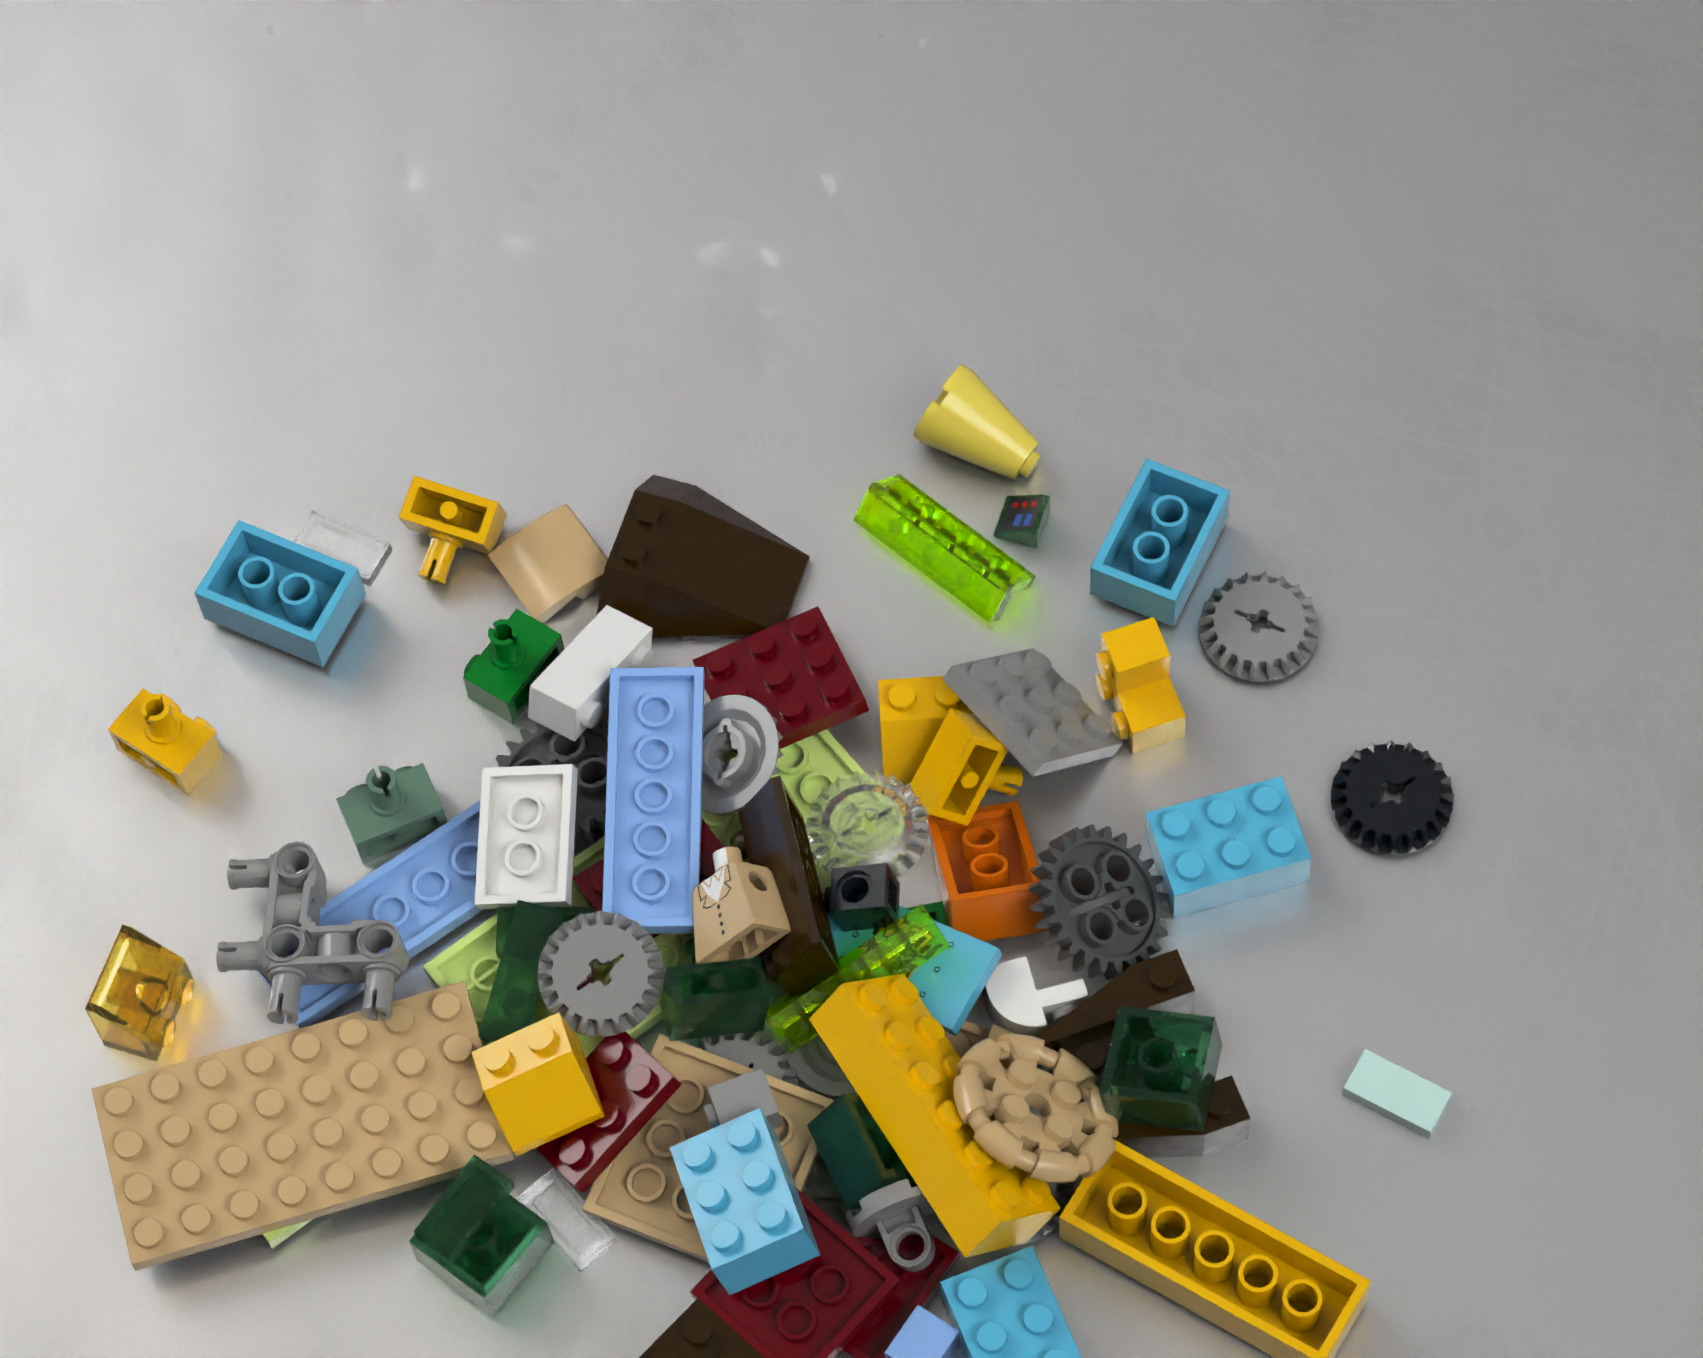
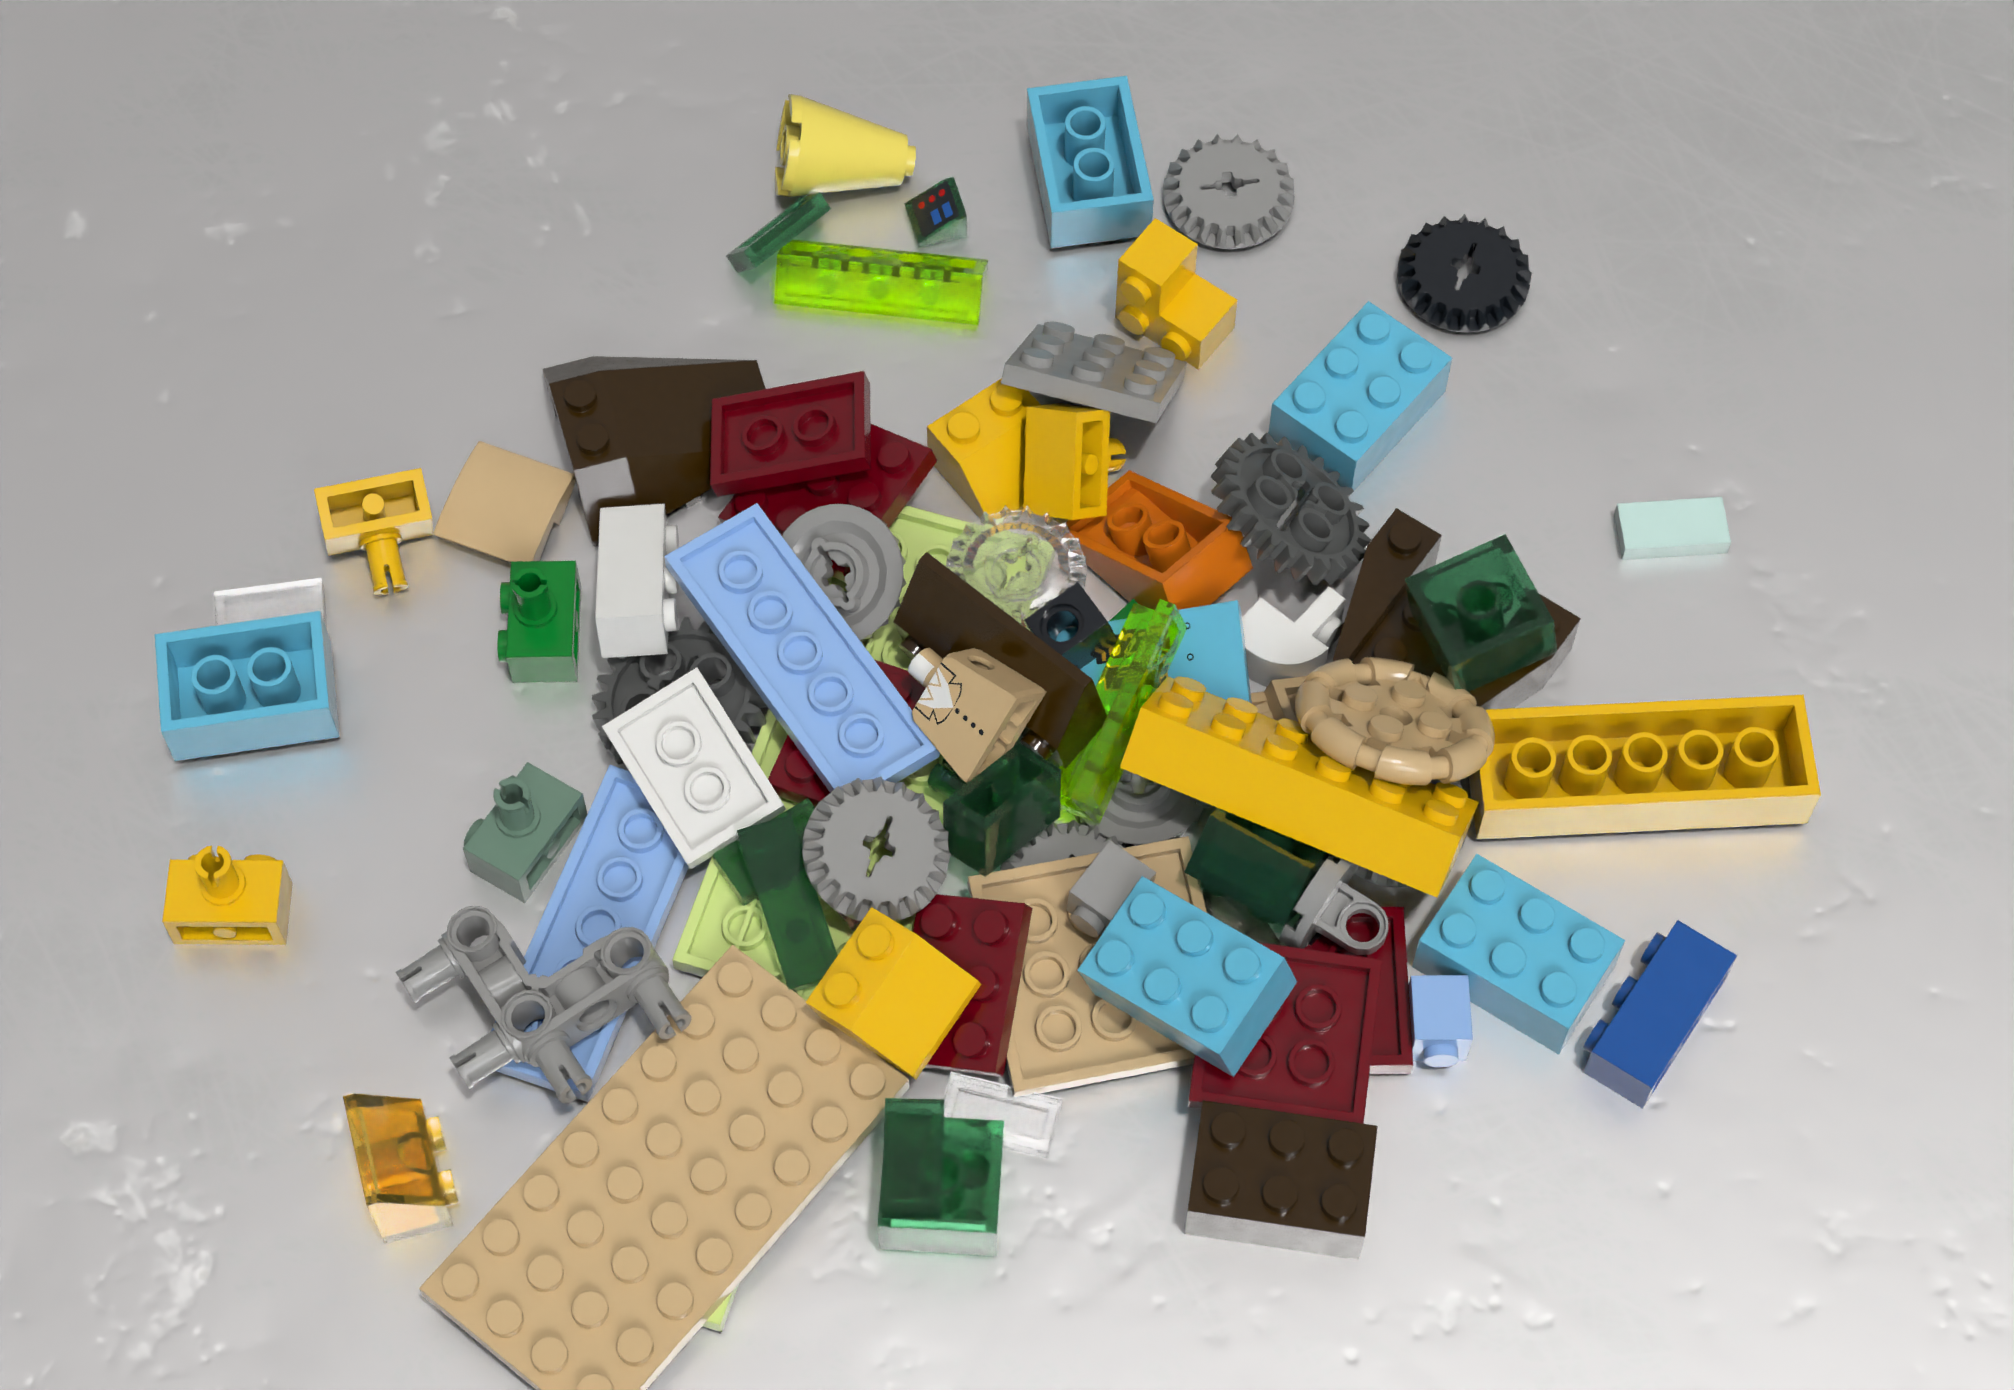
camera: 40 degrees left, 0 degrees up
(775, 628) = (790, 434): none -> dark red plate
(892, 466) = (778, 232): none -> clear green tile

